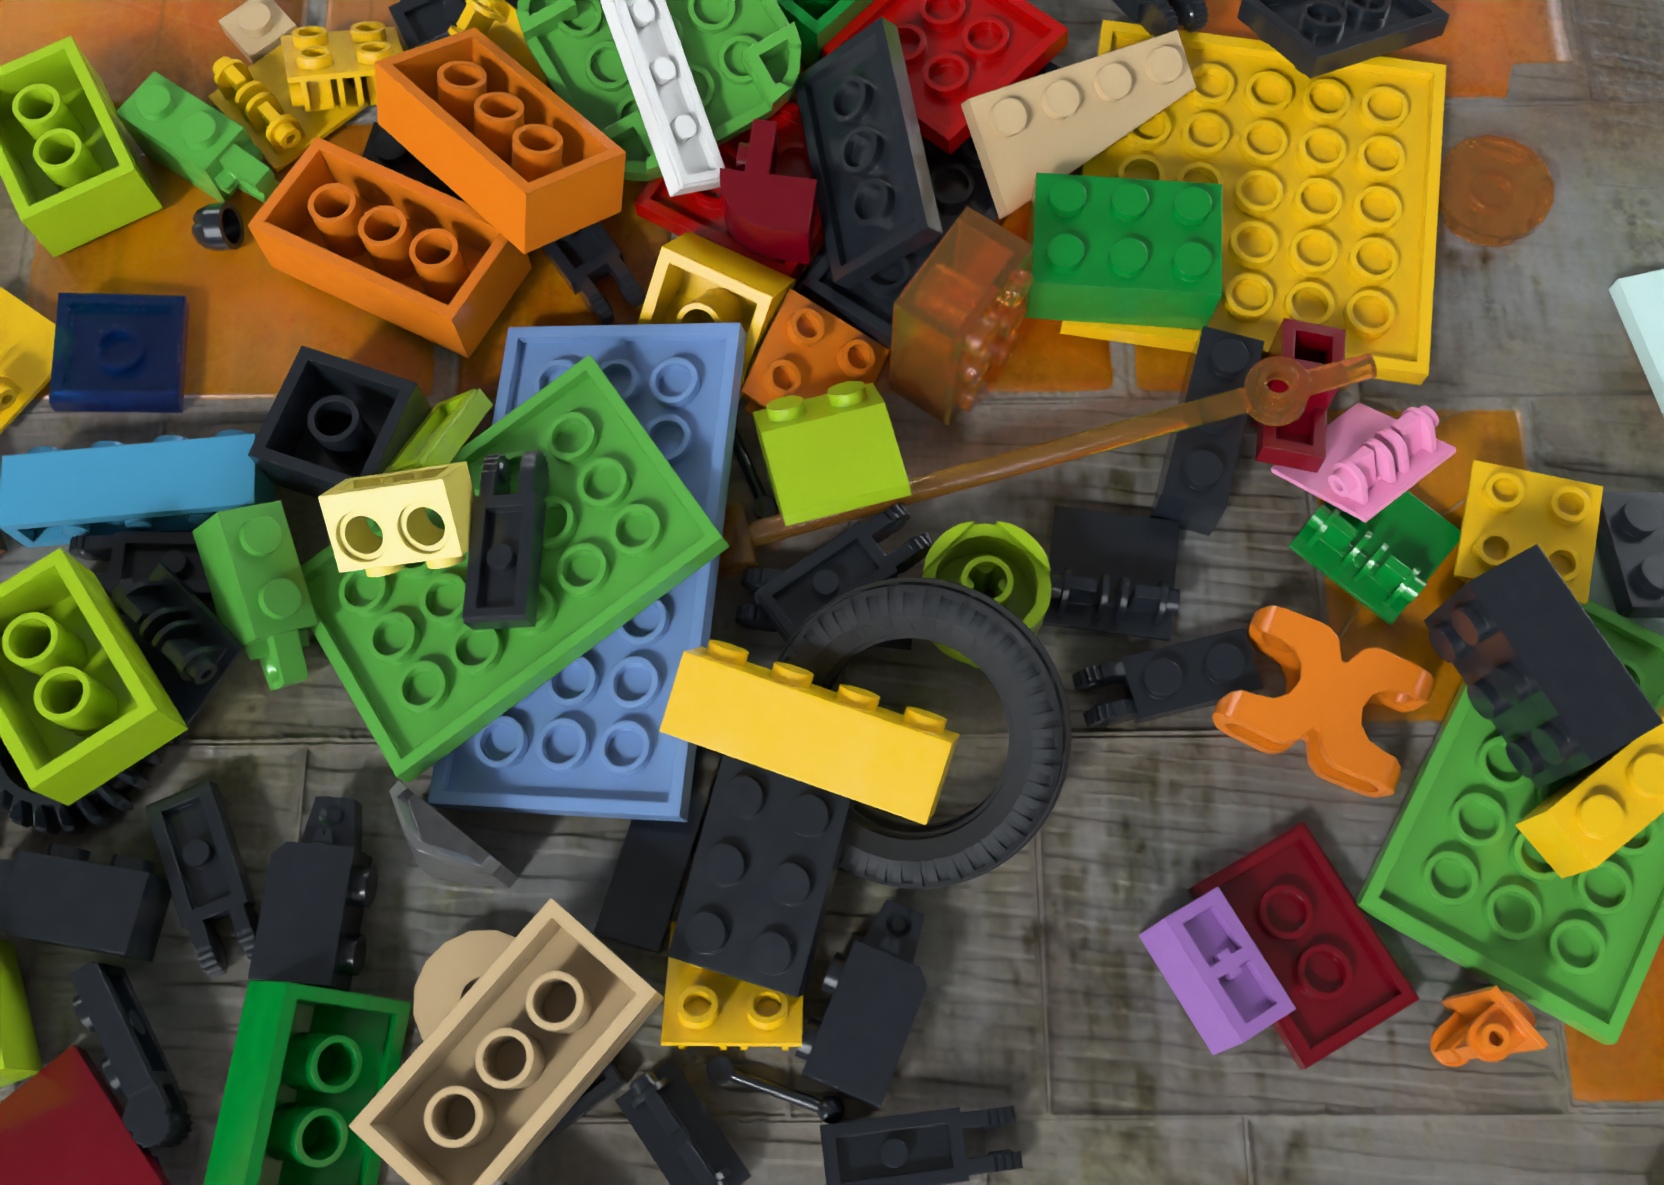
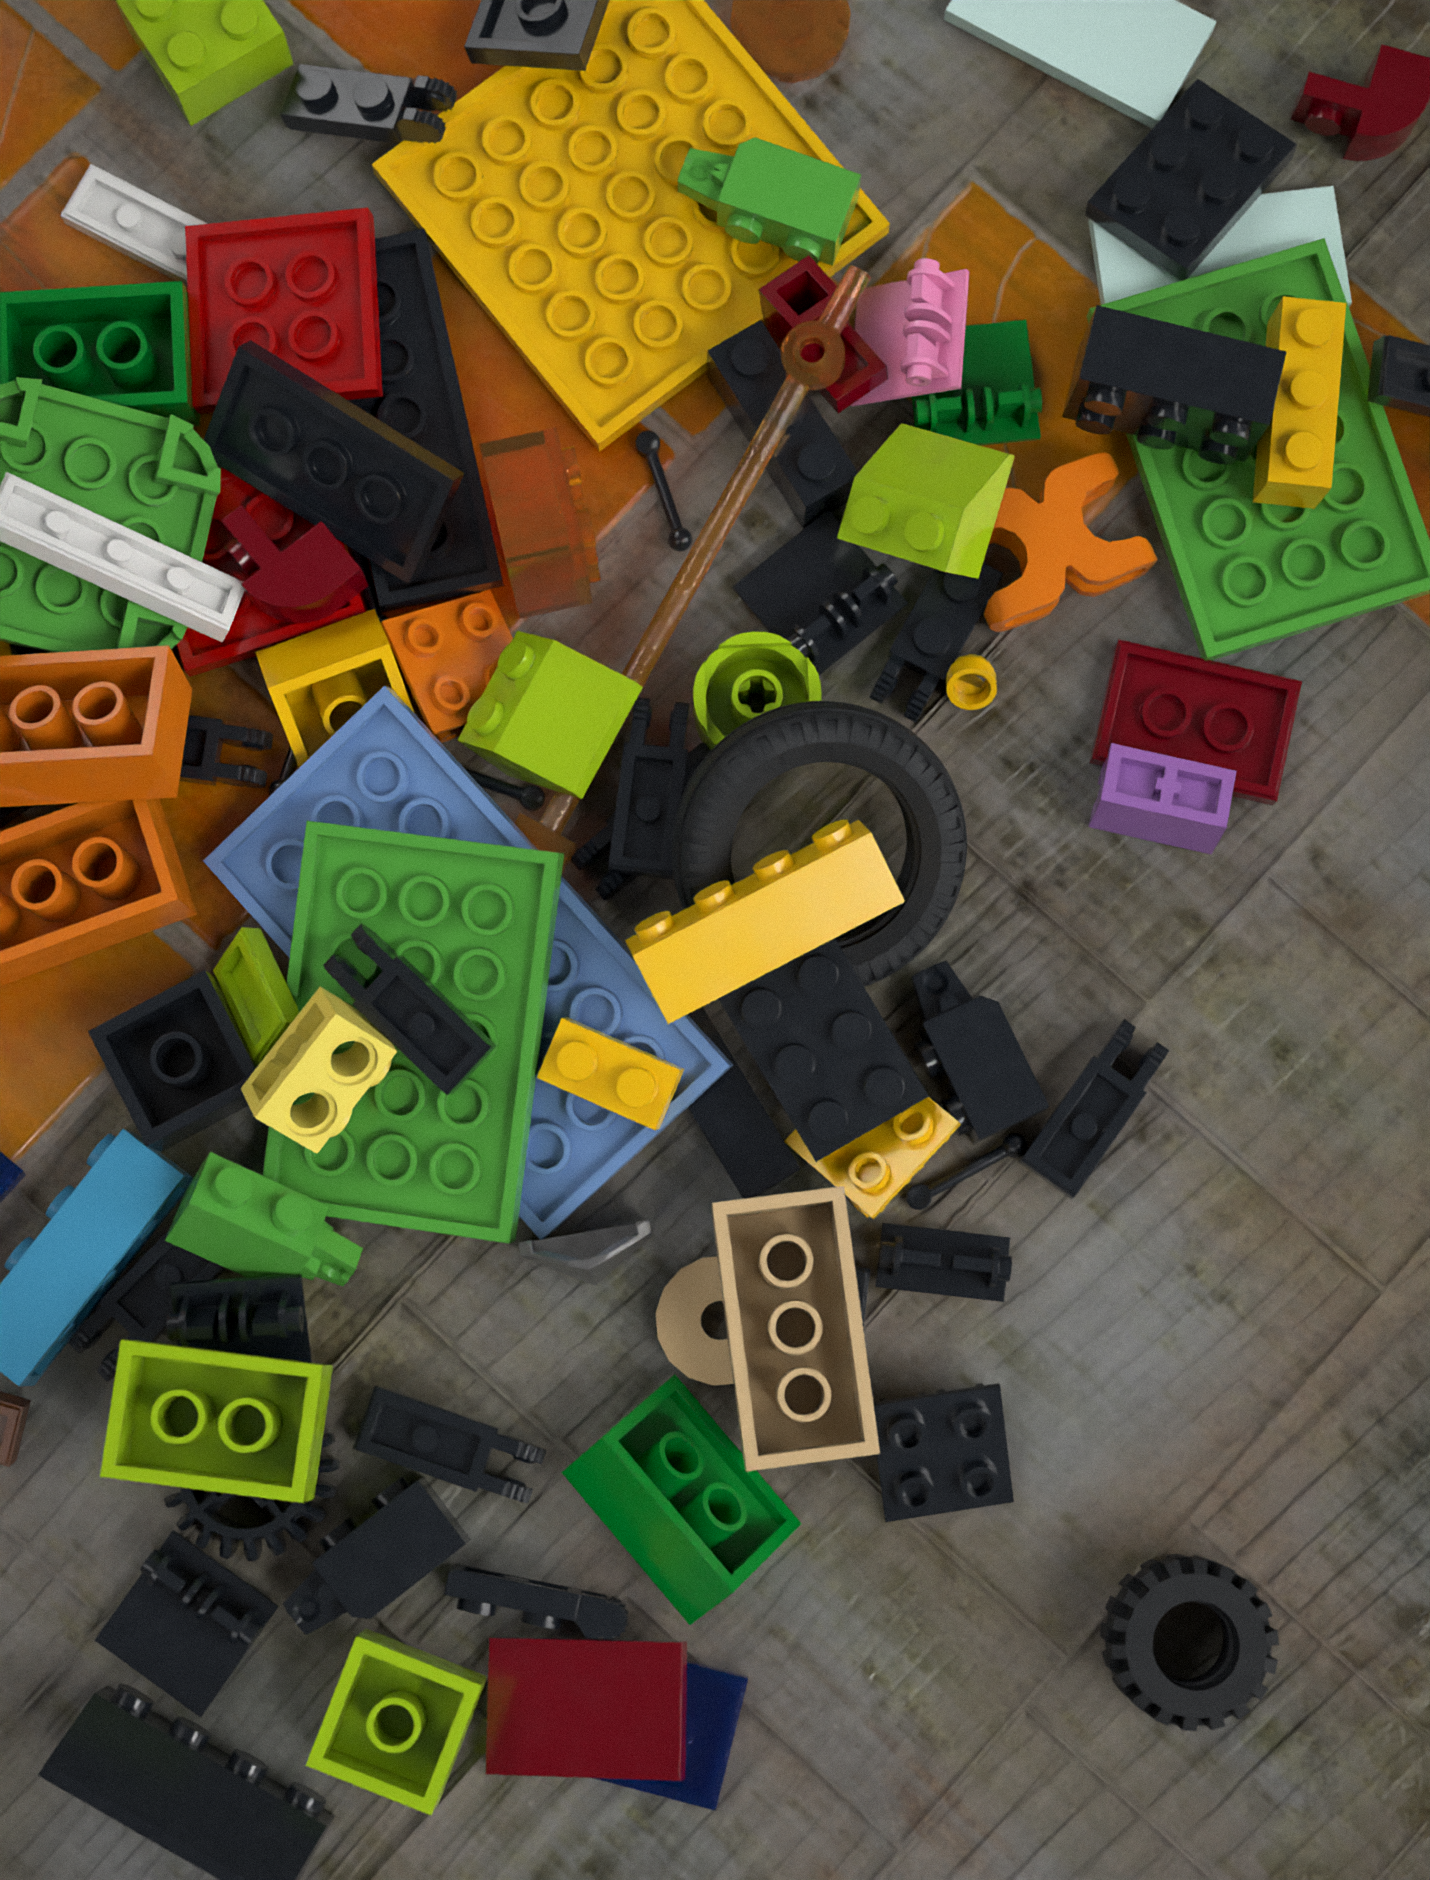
camera: 50 degrees left, 10 degrees up
(316, 902) = (541, 1379): black hinge -> none
(594, 733) = (610, 1073): none -> yellow plate
(1071, 114) = (439, 283): tan wing -> none
(1097, 364) = (648, 447): none -> black hinge
(1124, 251) = (593, 347): green brick -> none
(1150, 738) = (964, 685): none -> yellow hinge
(1259, 576) = (928, 500): none -> lime slope
(1363, 276) = (774, 197): none -> bright green hinge
(1484, 1027) = (1359, 662): orange hinge -> none
(1521, 508) = (1063, 273): yellow hinge -> none

